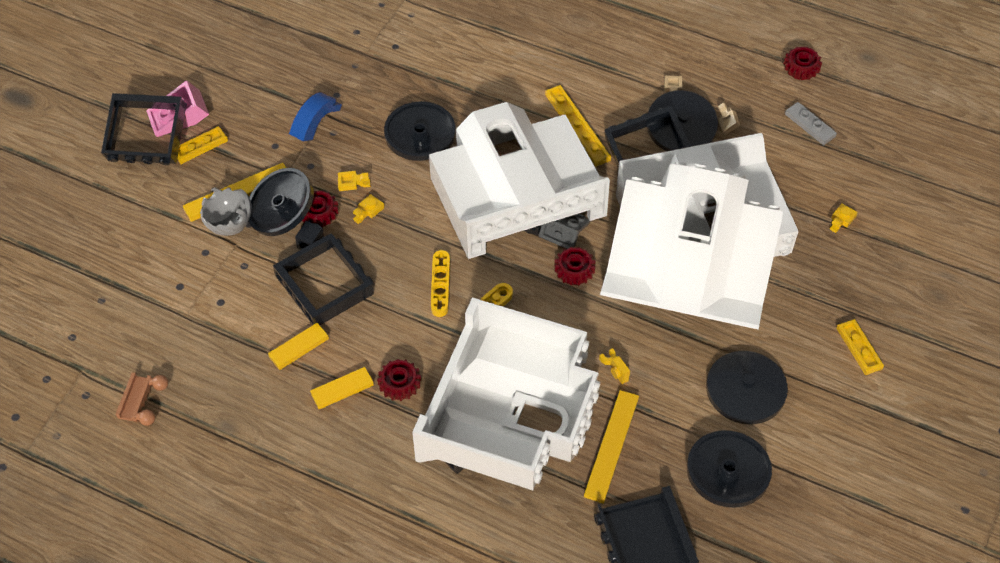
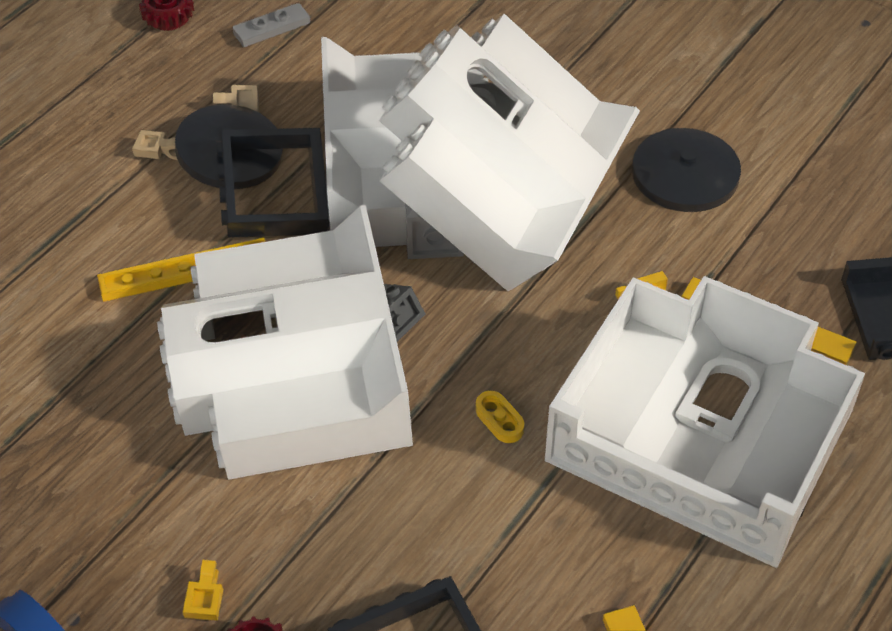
camera: 80 degrees left, 5 degrees down
(368, 207) = (271, 575): yellow plate -> none
(399, 389) = (631, 580): dark red gear -> none
(419, 130) = (133, 472): black dish -> none
(440, 283) = (453, 484): yellow beam -> none
(573, 257) = (460, 310): dark red gear -> none
(729, 468) = (818, 201): black dish -> none
(842, 216) = (433, 25): yellow plate -> none
(860, 347) = (637, 56): yellow tile -> none

